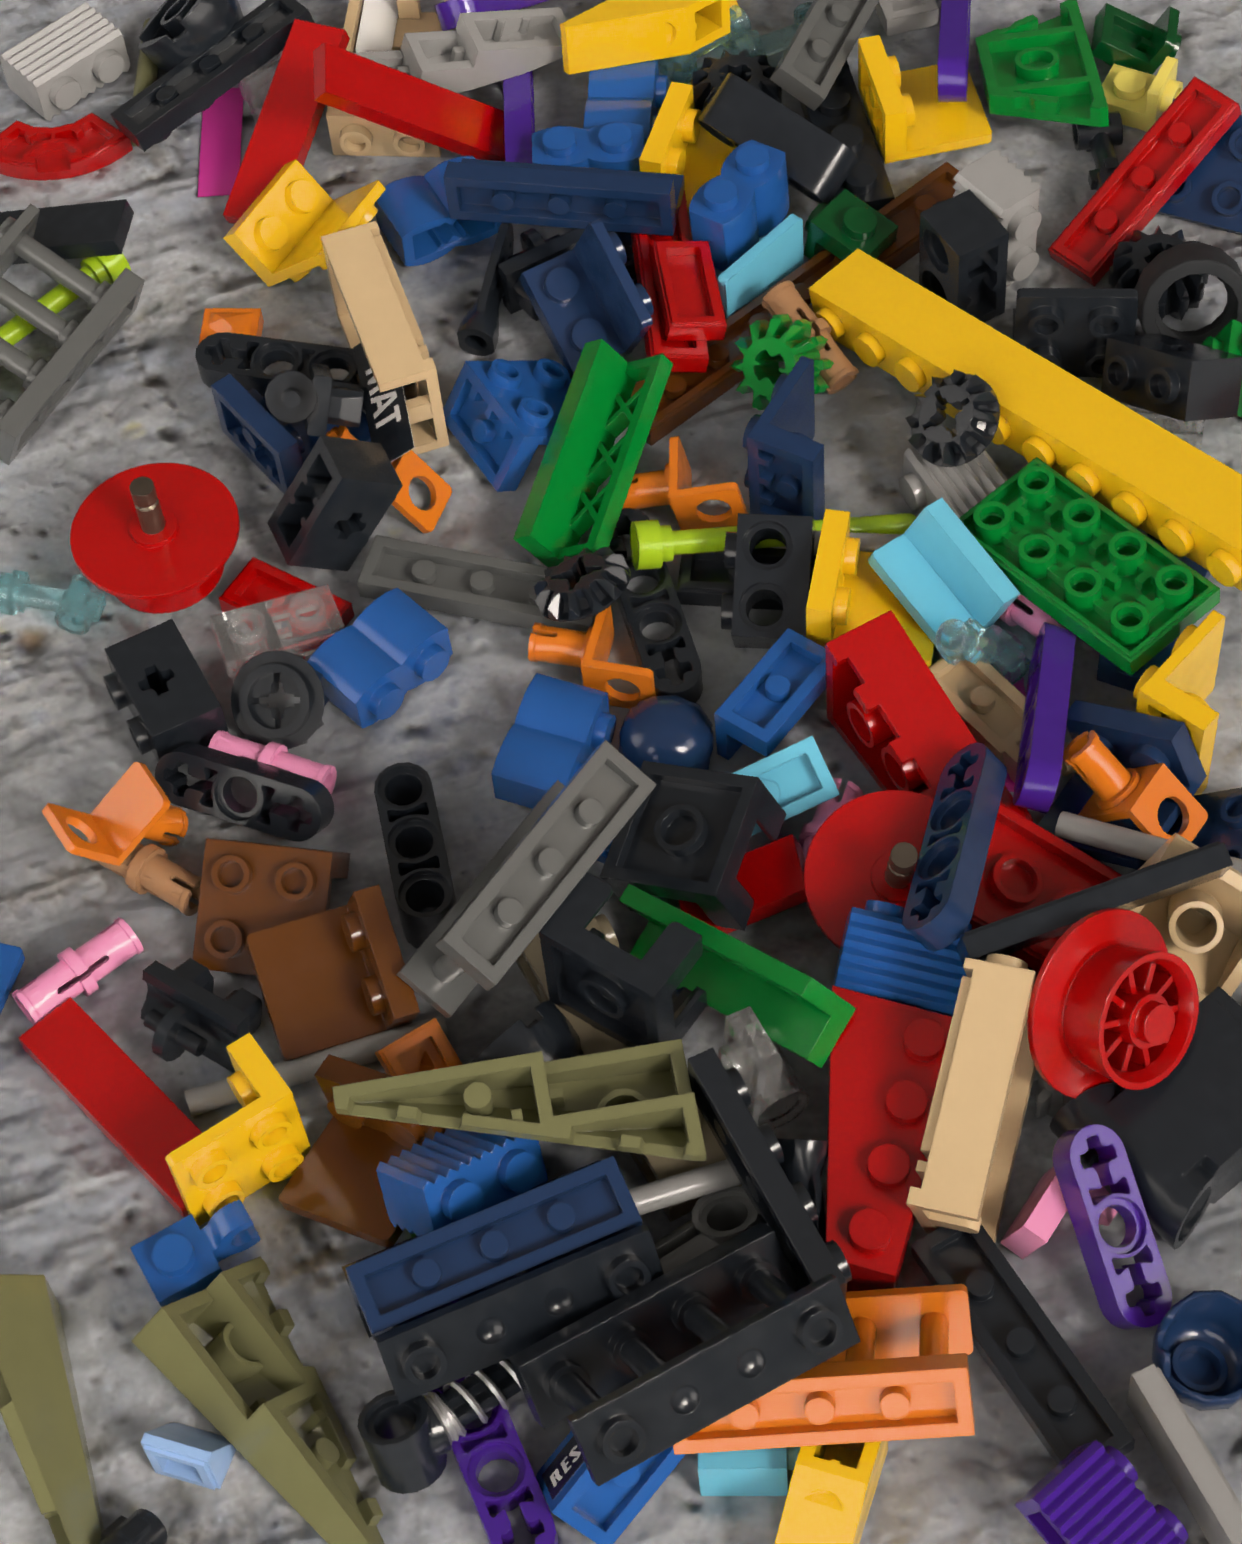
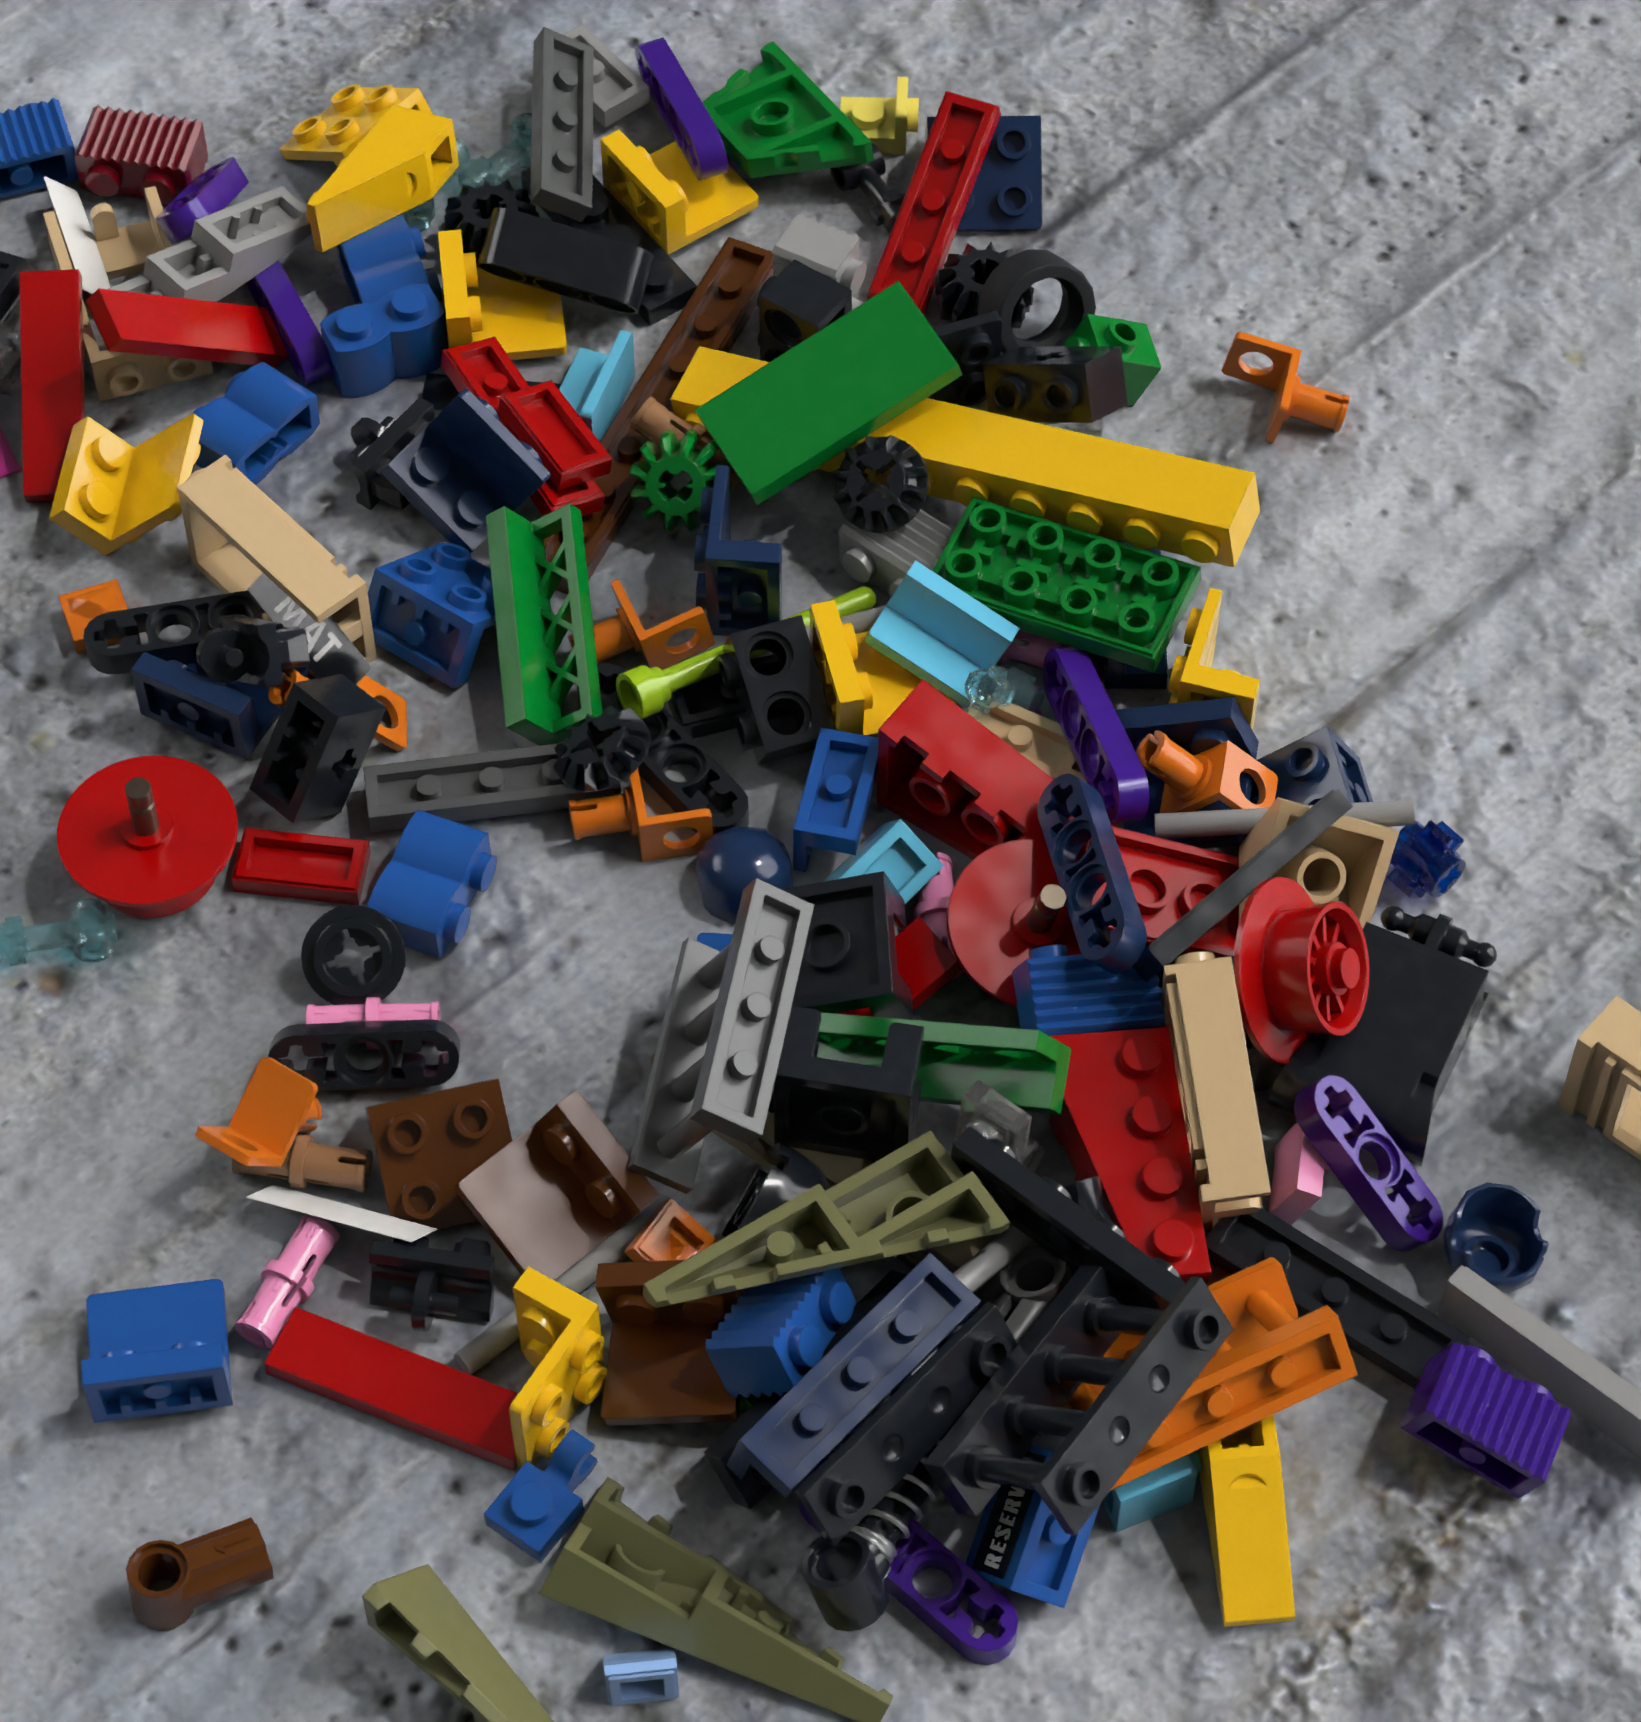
camera: 30 degrees left, 0 degrees up
(150, 927) = (341, 1213): none -> white sticker
(163, 690) = (232, 987): black brick -> none
(286, 623) = (328, 877): clear plate -> none
(409, 832) = (561, 1032): black beam -> none
(480, 327) = (353, 526): black piece -> none
(550, 738) = (642, 910): blue brick -> none
(563, 196) = (388, 376): dark blue fence -> none
(741, 202) = (564, 332): blue brick -> none
(848, 225) = (673, 330): dark green bracket -> none
(940, 319) = (828, 392): none -> green tile
(1134, 42) = (852, 70): dark green bracket -> none

